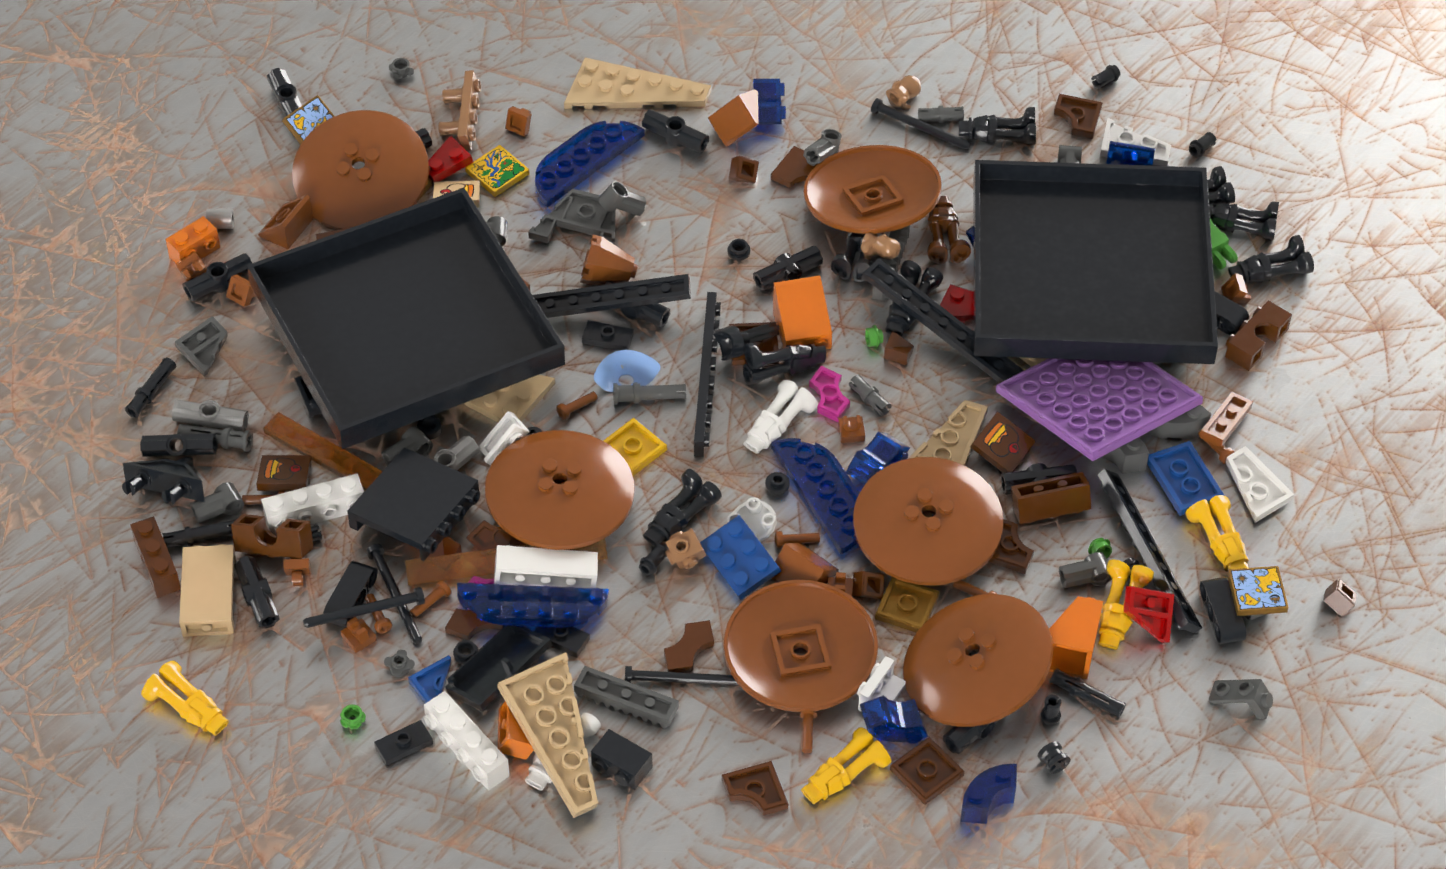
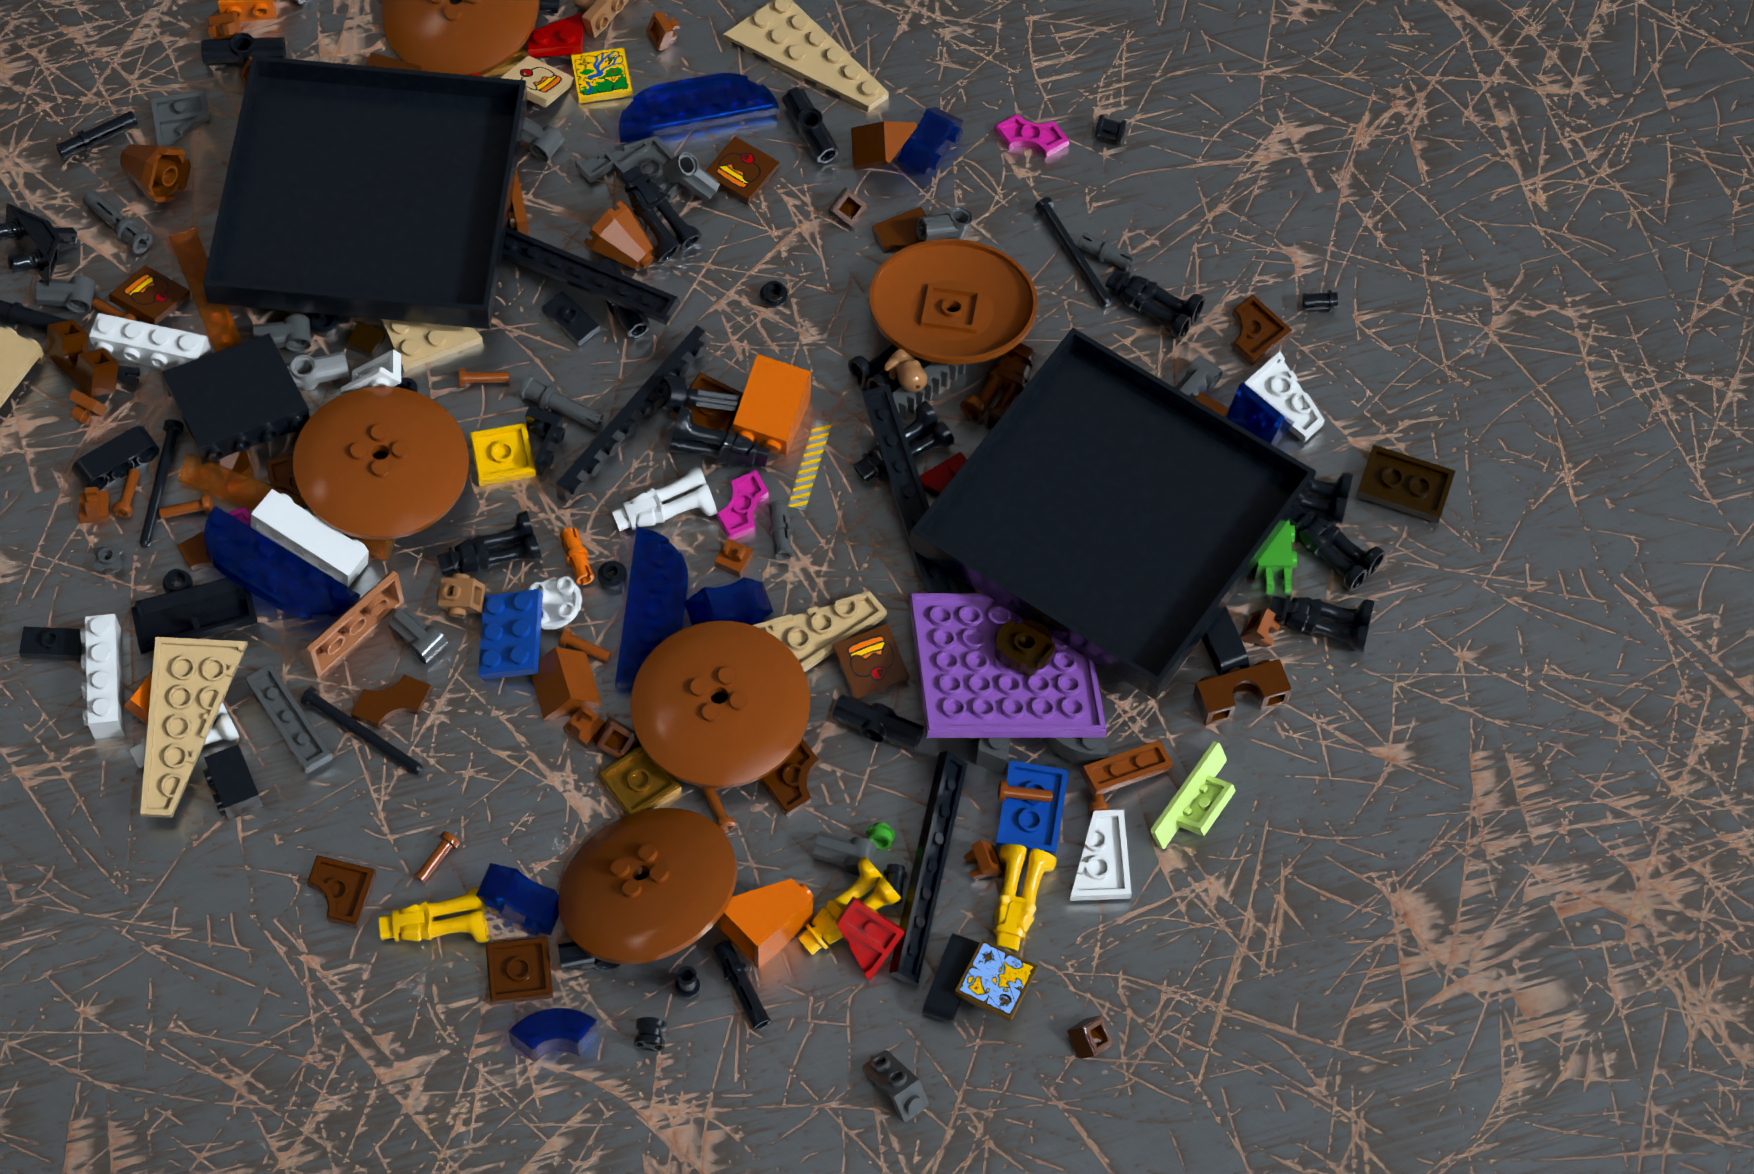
camera: 30 degrees right, 10 degrees up
(165, 445) = (74, 212): black piece -> none
(210, 415) = (136, 203): light grey piece -> none
(219, 383) = (156, 169): none -> dark orange cone
(256, 592) = (33, 407): black piece -> none
(288, 222) = (355, 27): dark orange slope -> none
(349, 712) = (20, 583): bright green plate -> none
(416, 596) = (169, 498): black bar -> none
(431, 680) = (122, 593): blue tile -> none
(469, 423) = (365, 339): none -> dark brown tile
(566, 638) = (283, 626): black plate -> none
(609, 227) = (647, 199): none -> black piece
(622, 608) = (353, 625): none -> nougat slope
(634, 363) = (546, 356): light blue piece -> none
(649, 564) = (424, 588): black pin -> none
(650, 181) = (742, 169): none -> reddish brown tile
(652, 410) = (549, 425): none -> black bracket
(680, 594) = (422, 640): none -> dark grey piece
(742, 483) = (576, 556): none -> orange pin
(788, 267) = (806, 342): black piece -> none
(807, 616) = (484, 727): dark orange dish -> none
(837, 65) = (1021, 133): none -> dark pink tile
(852, 345) = (809, 465): none -> sticker
(873, 336) = (835, 467): bright green plate -> none
(881, 37) = (1110, 129): none -> black bush
(881, 683) = (537, 856): white bracket -> none
(898, 349) = (849, 495): reddish brown slope -> none
(902, 91) = (1085, 203): medium nougat animal -> none
(1051, 497) = (869, 750): reddish brown brick -> none
(1094, 378) = (1024, 659): none -> dark brown plate
(1162, 473) = (1023, 793): none -> dark orange piece
(1180, 523) = (987, 858): none -> dark orange tile
(1199, 146) = (1362, 437): black pin -> none
(1253, 158) = (1405, 483): none -> dark brown plate
(1288, 415) = (1197, 800): none -> yellowish green bracket

